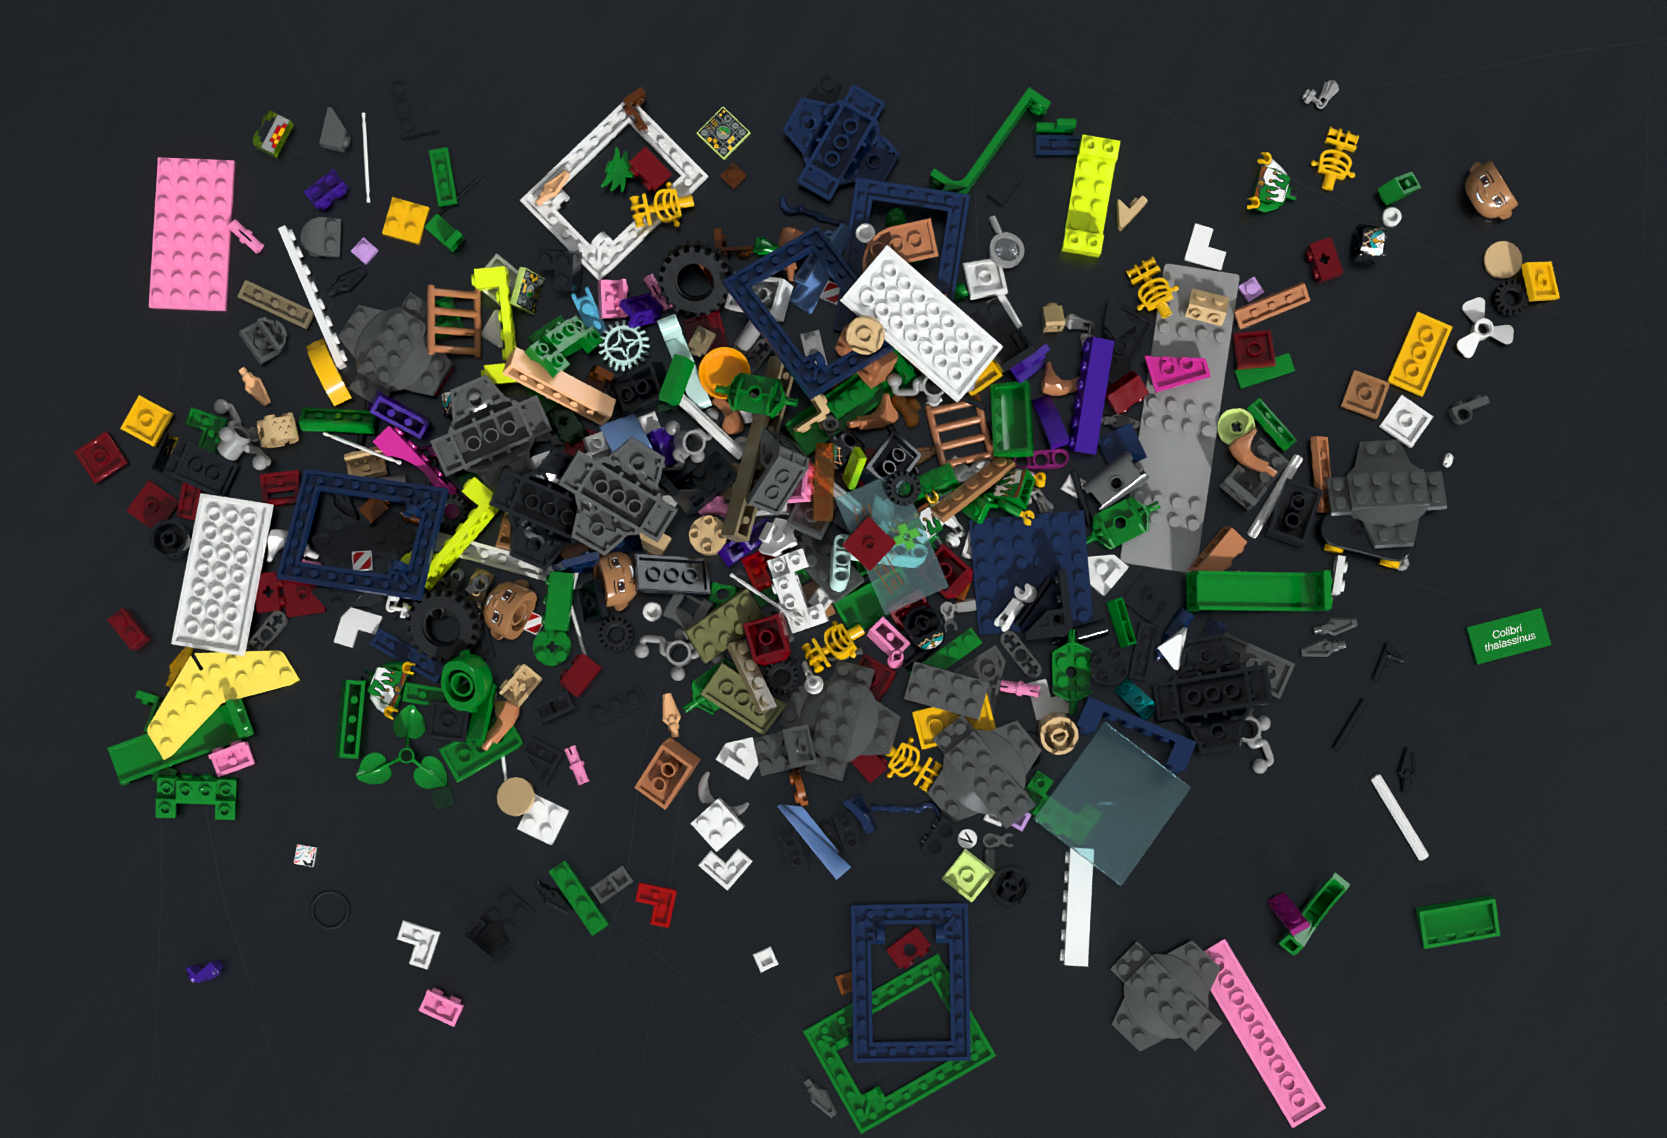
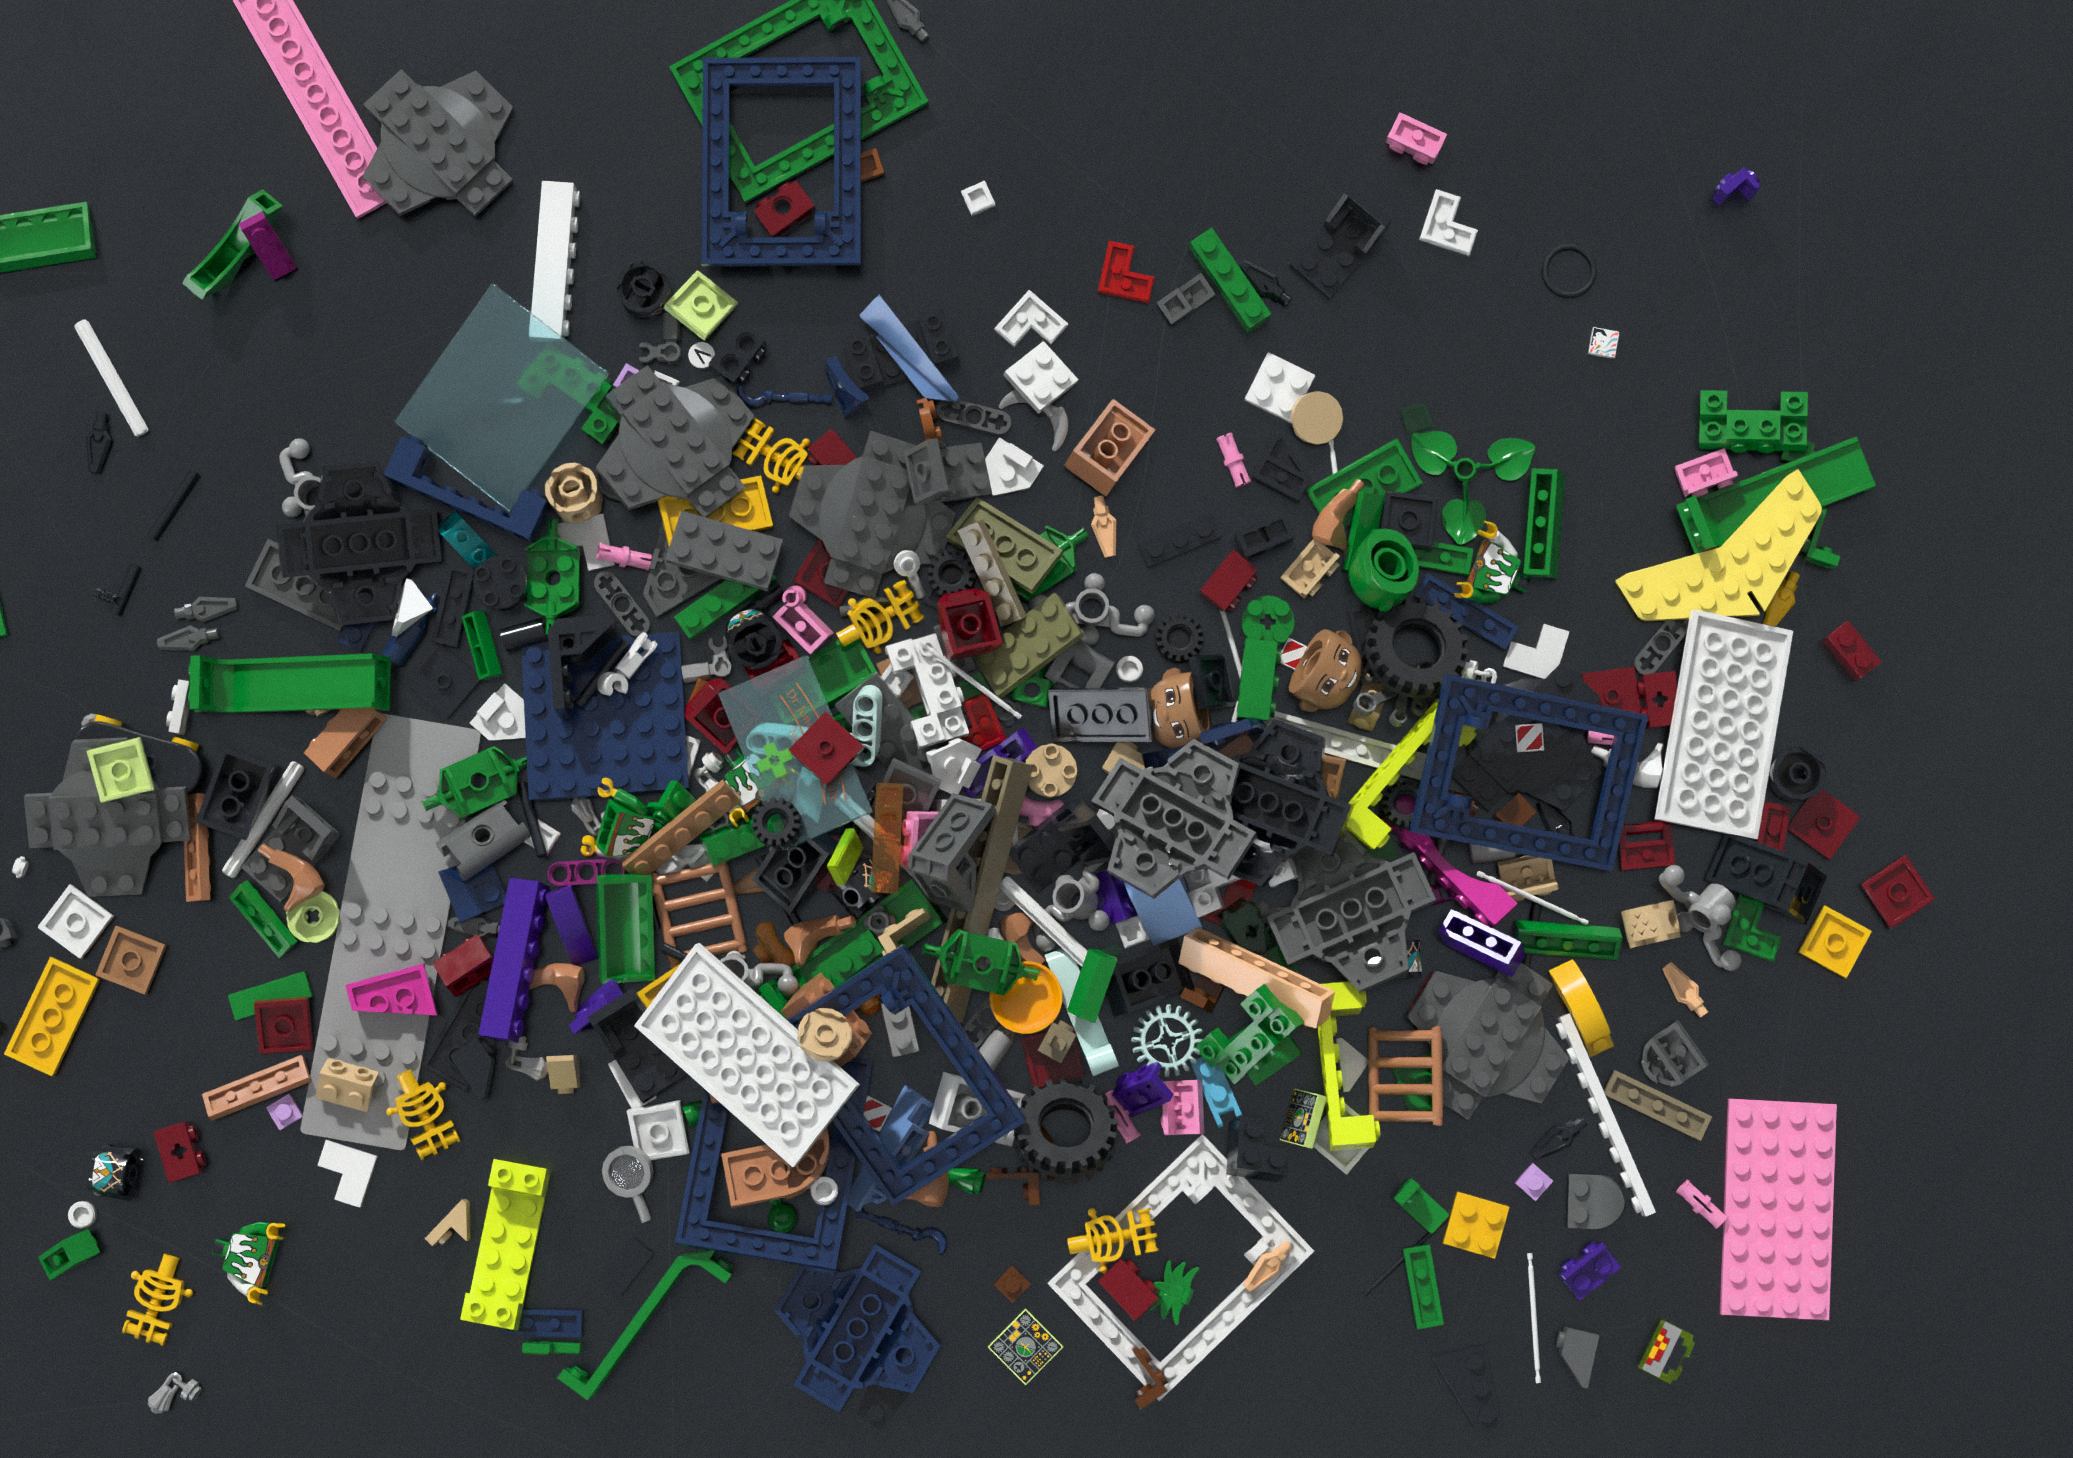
camera: 175 degrees left, 0 degrees up
(754, 787) = (994, 415): none -> dark grey beam
(1377, 523) = (120, 769): none -> yellowish green tile

